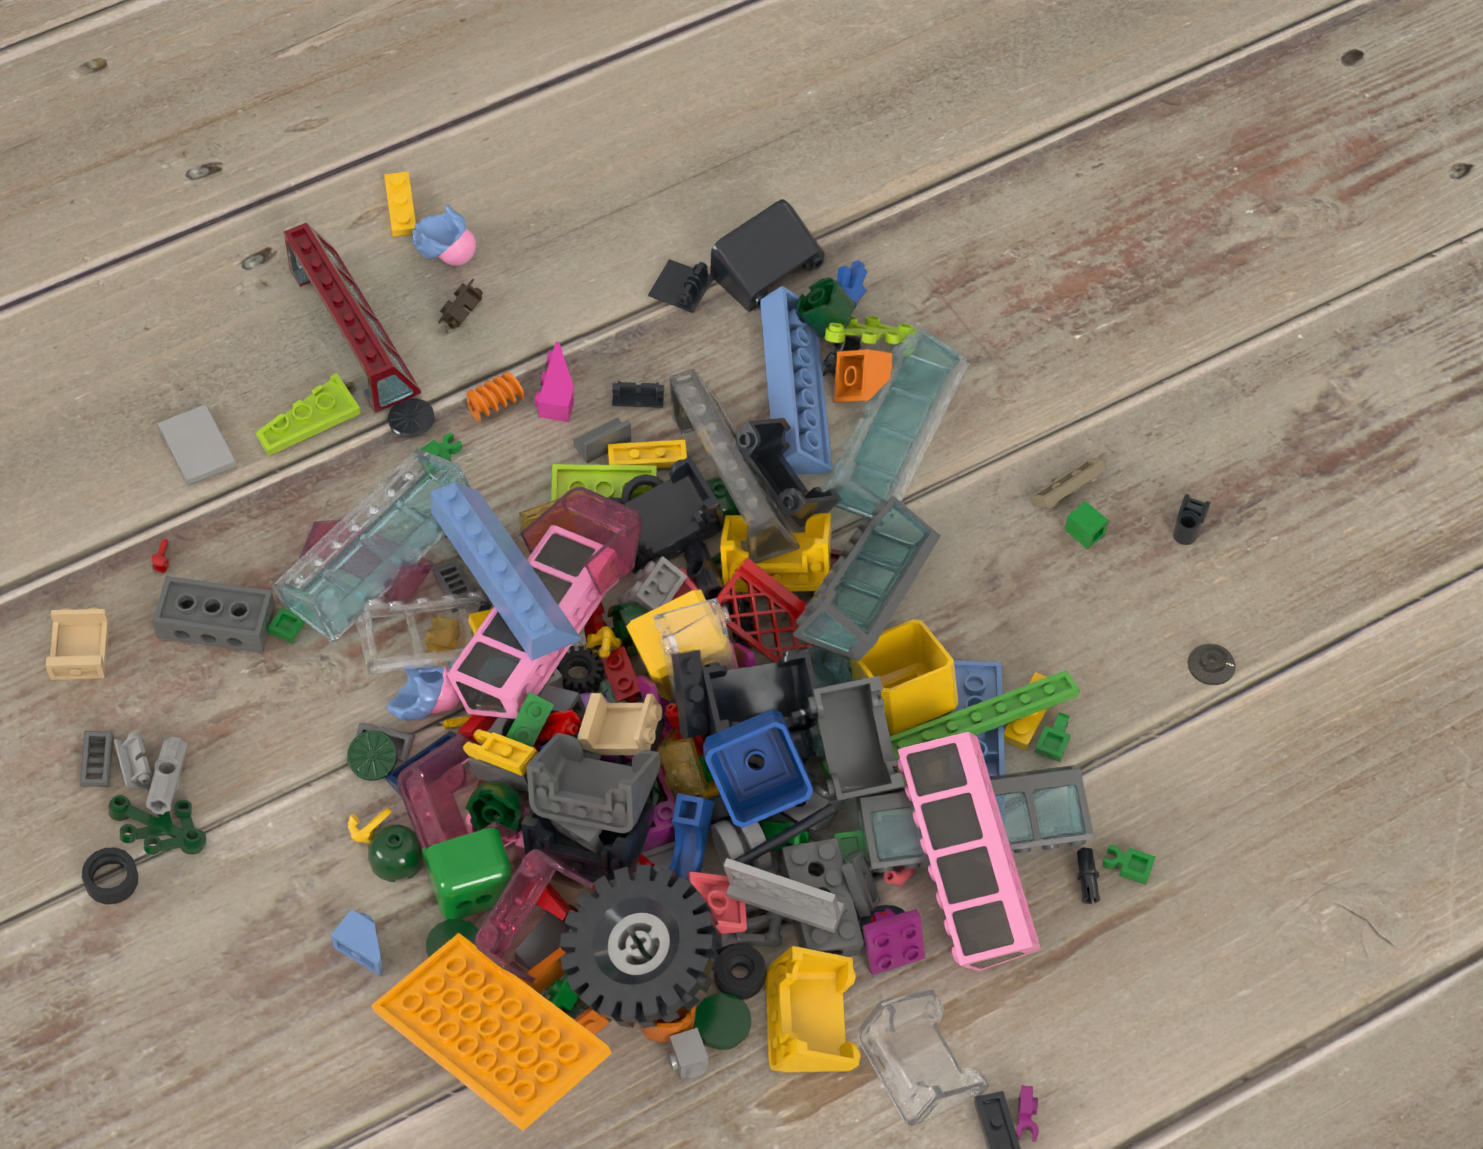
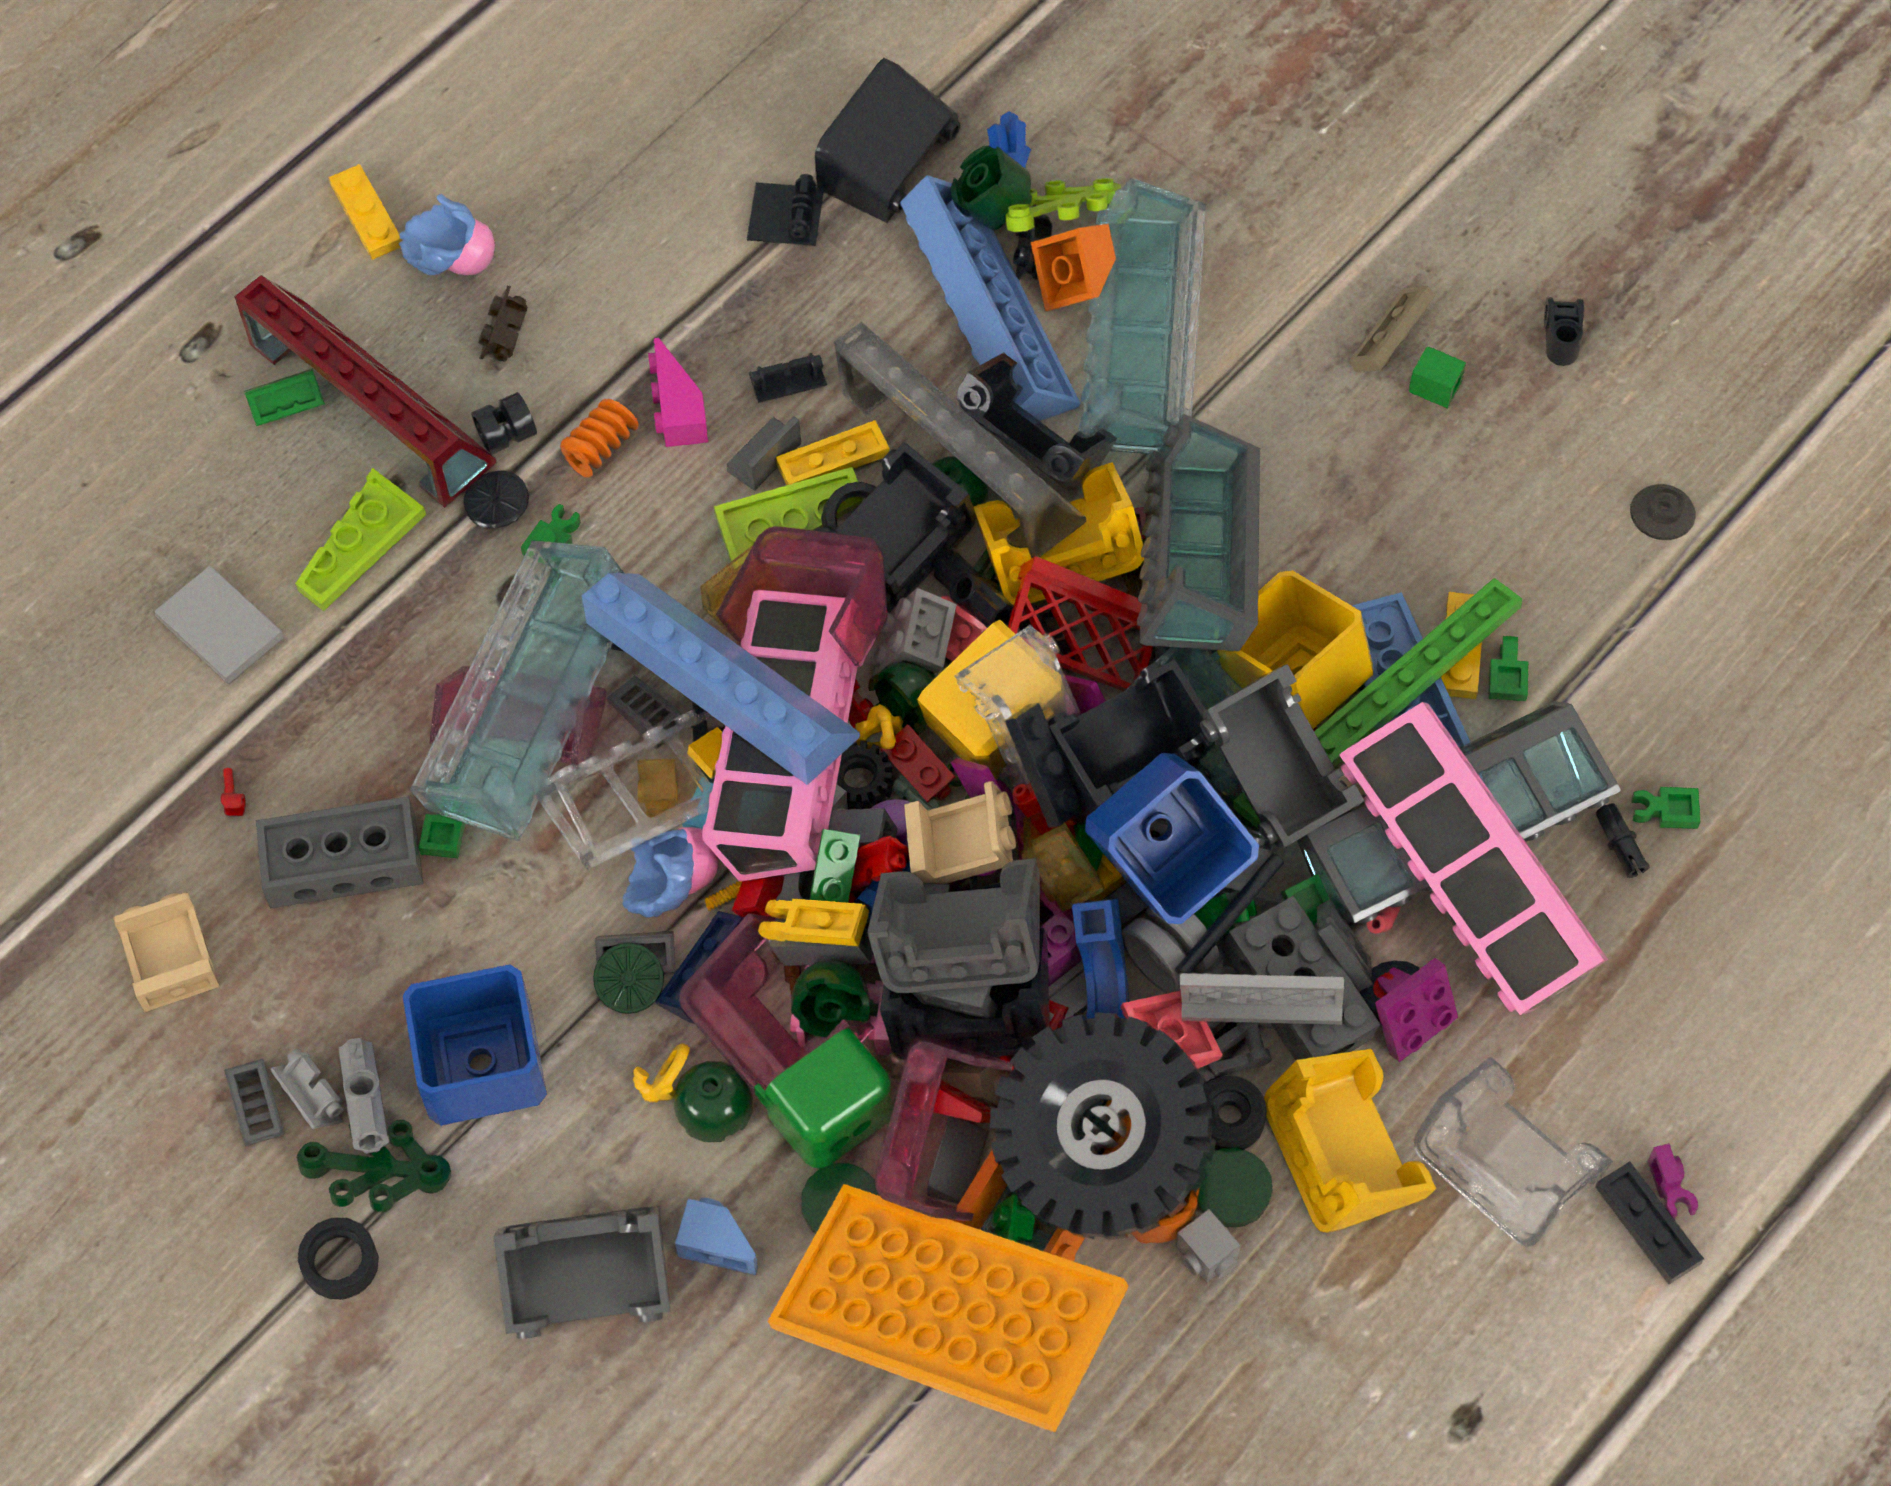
camera: 15 degrees left, 5 degrees up
(244, 746) = (467, 1017): none -> blue plate
(263, 933) = (582, 1269): none -> dark grey windscreen
(297, 309) = (284, 397): none -> green plate
(428, 375) = (515, 418): none -> black wheel

